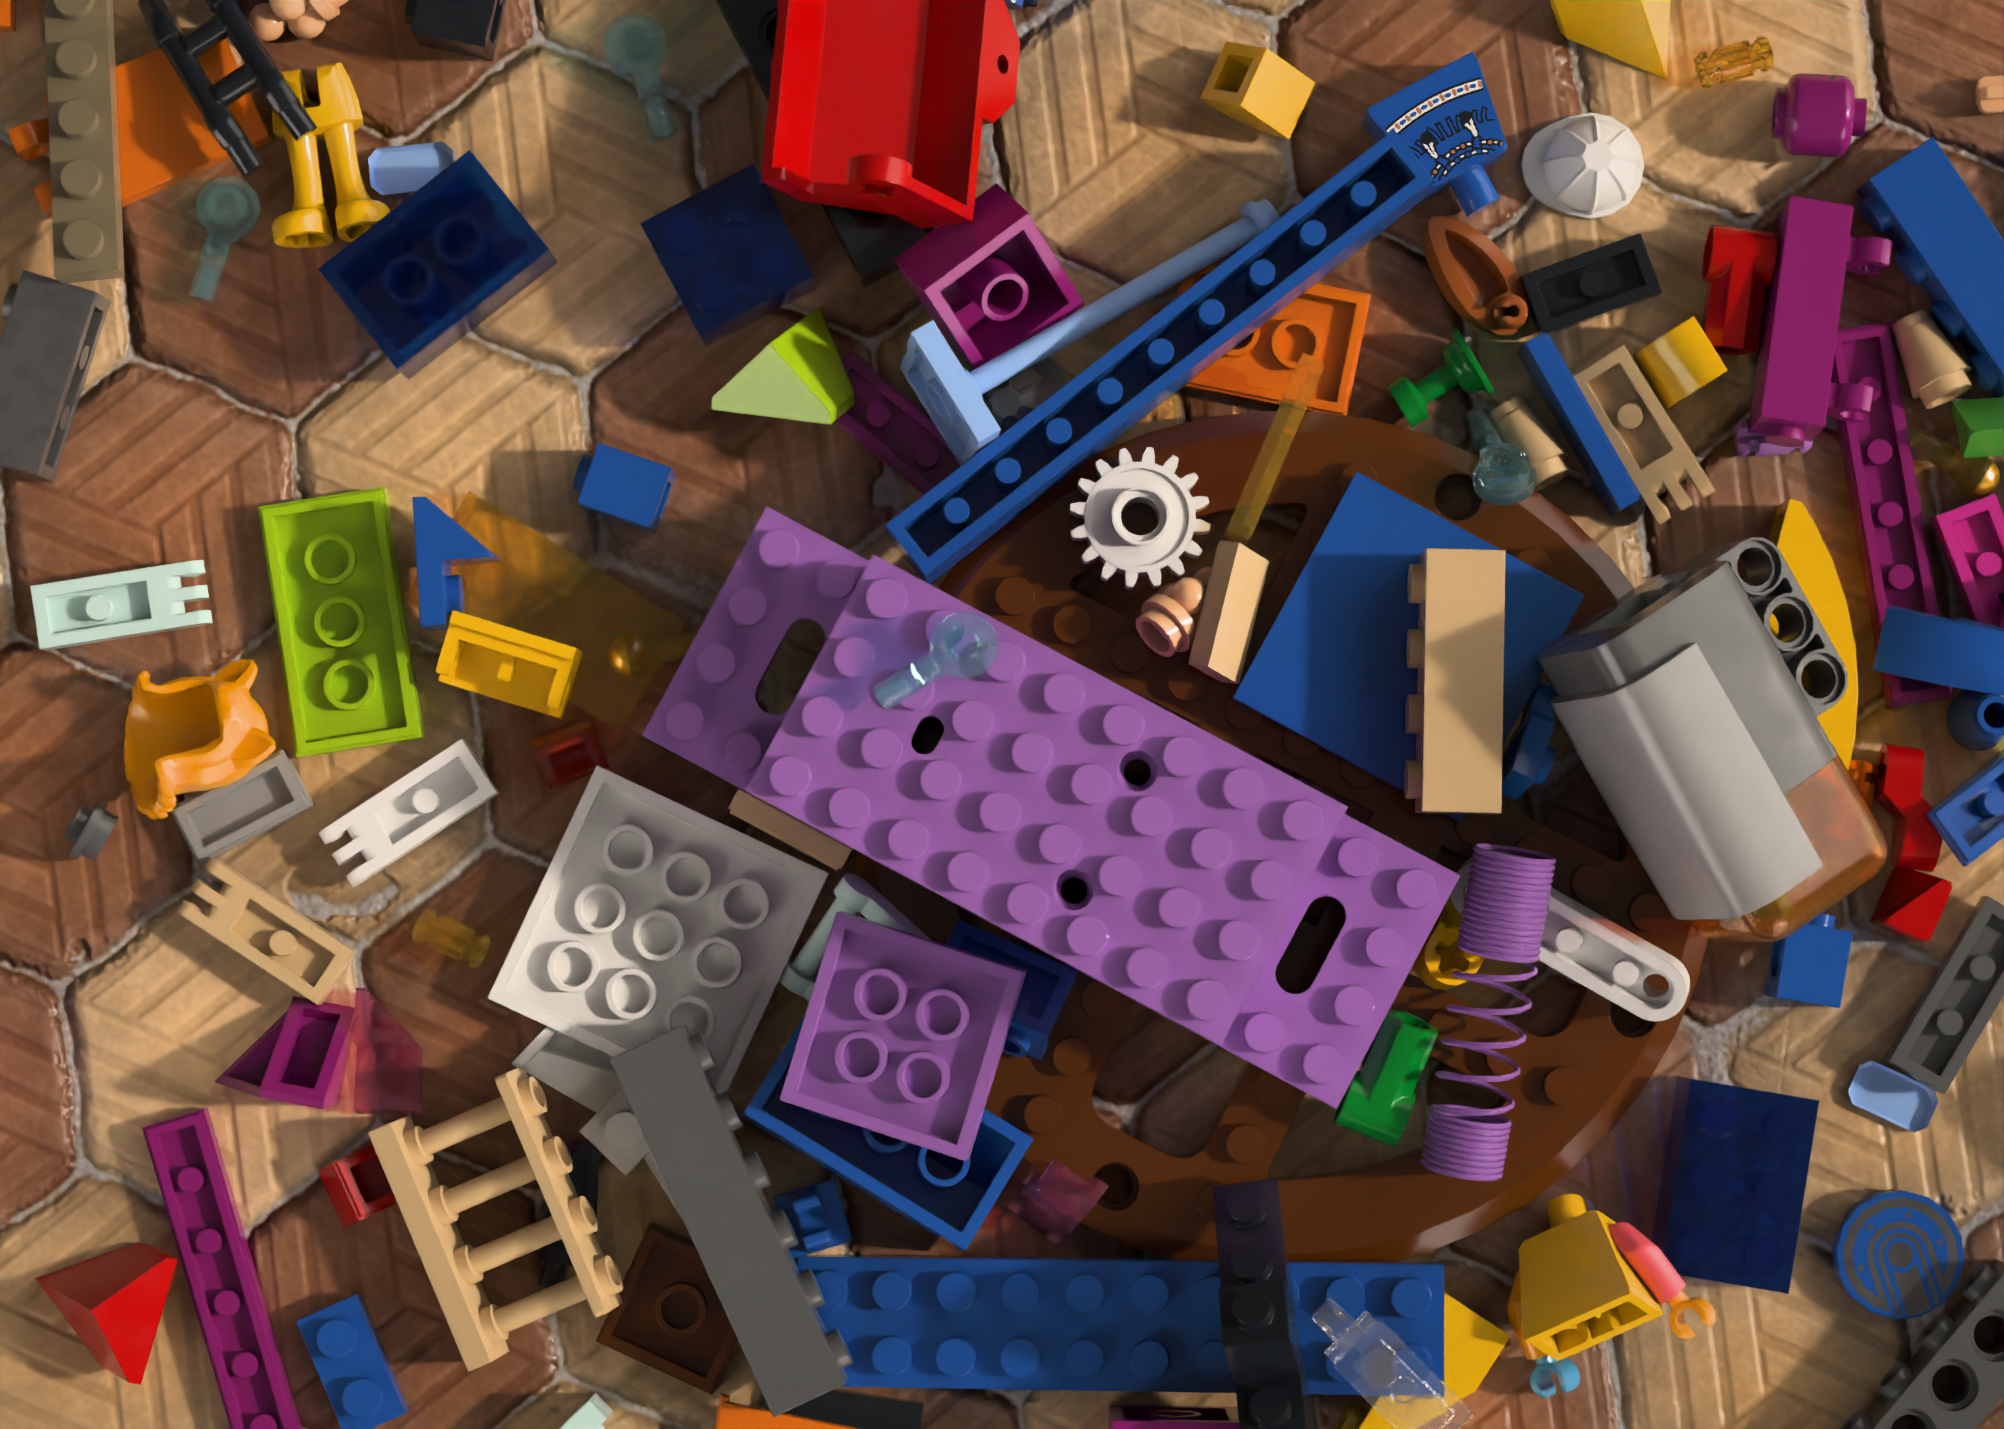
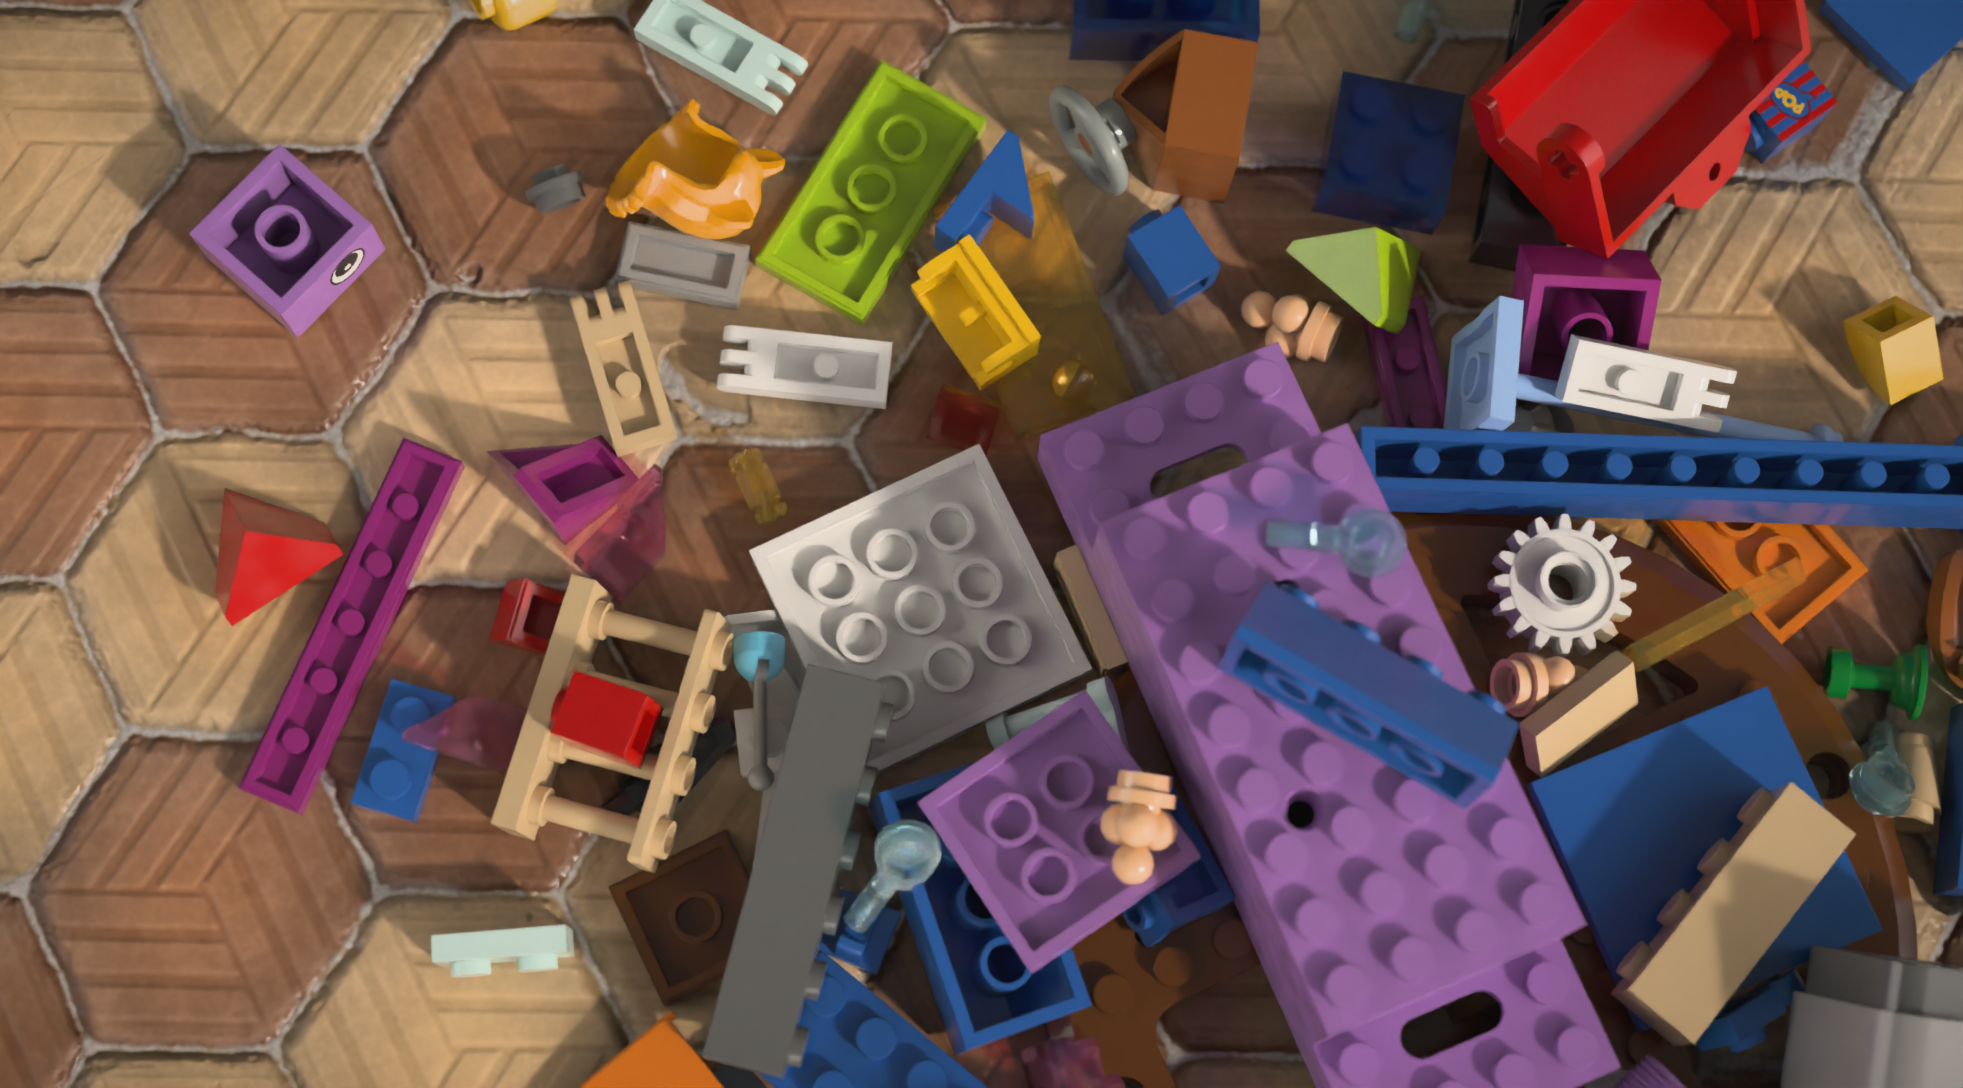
camera: 30 degrees right, 10 degrees down
(393, 1310) = (473, 732): none -> clear pink slope
(490, 1226) = (605, 719): none -> red brick
(531, 364) = (1175, 112): none -> dark orange piece
(568, 1079) = (759, 659): none -> hinge
(768, 460) = (1295, 323): none -> light nougat piece
(803, 1148) = (904, 857): none -> clear light blue plate
(957, 987) = (1139, 822): none -> light nougat piece
(1050, 770) = (1370, 695): none -> blue slope
(1079, 300) = (1642, 383): none -> white hinge

